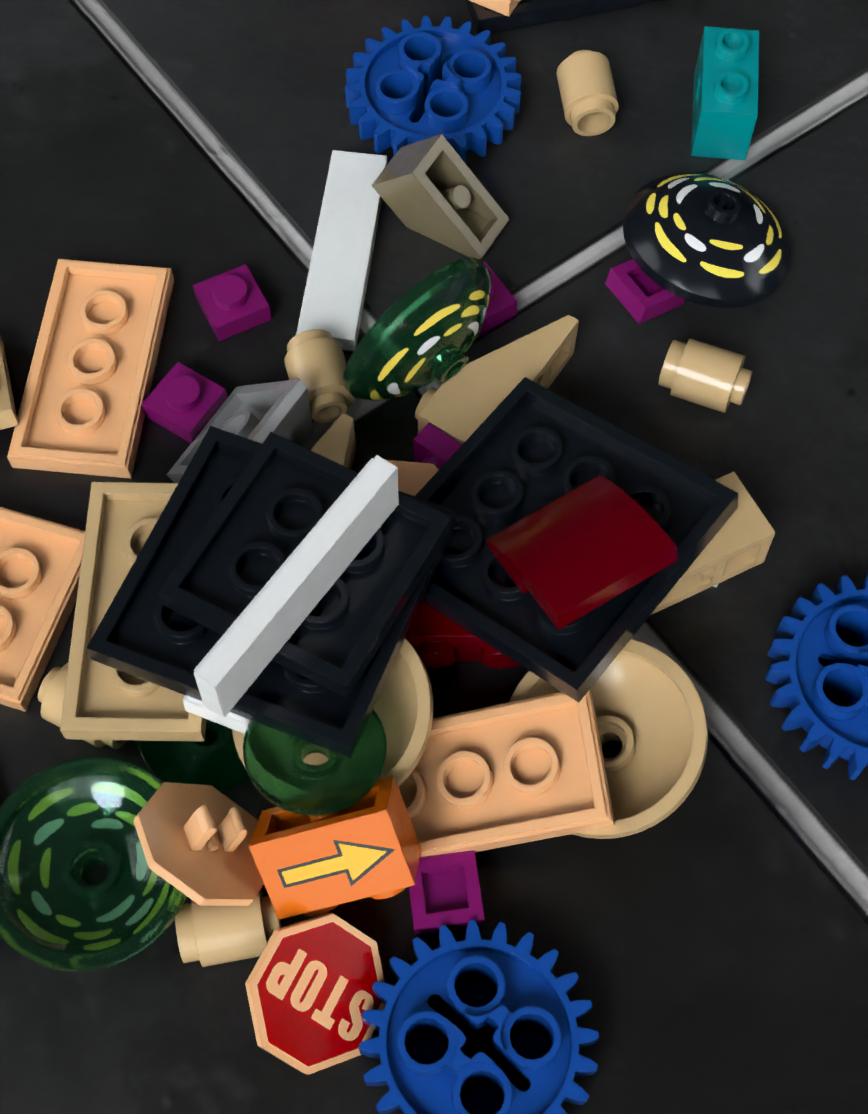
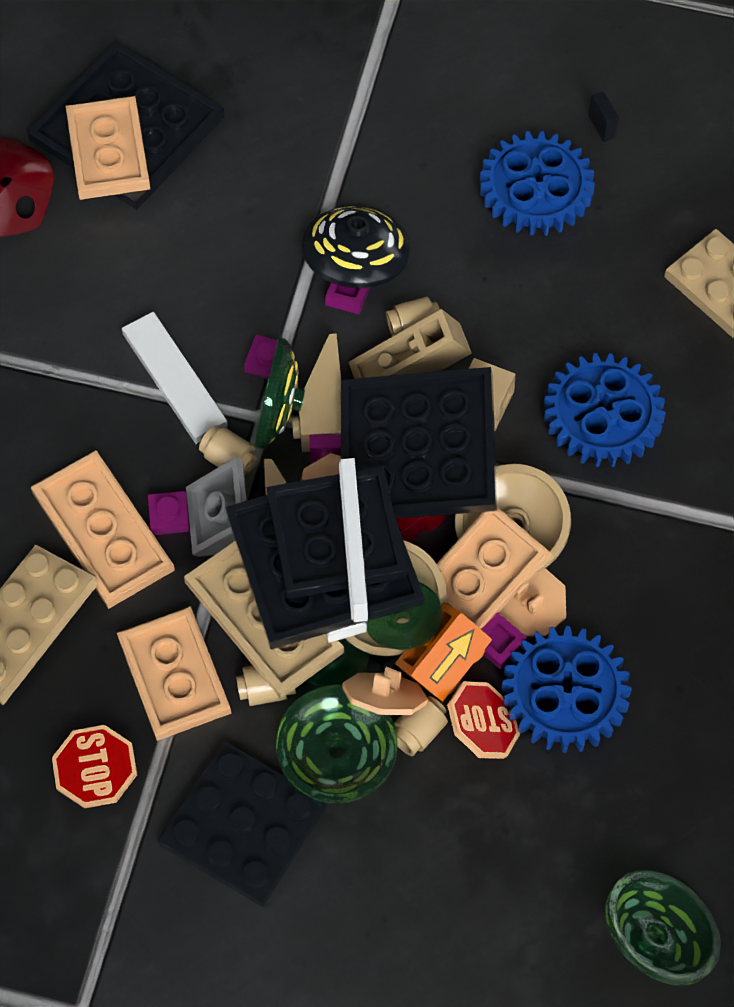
camera: 40 degrees left, 0 degrees up
(232, 302) = (143, 445): magenta plate -> none
(405, 70) = (179, 251): blue gear -> none
(441, 197) = (203, 315): dark tan slope -> none
(545, 884) = (537, 605): none -> light nougat piece
(583, 550) = (446, 440): dark red slope -> none
(587, 92) = (227, 205): tan brick -> none
(689, 417) = (418, 349): none -> tan slope
(725, 93) = (300, 159): teal brick -> none

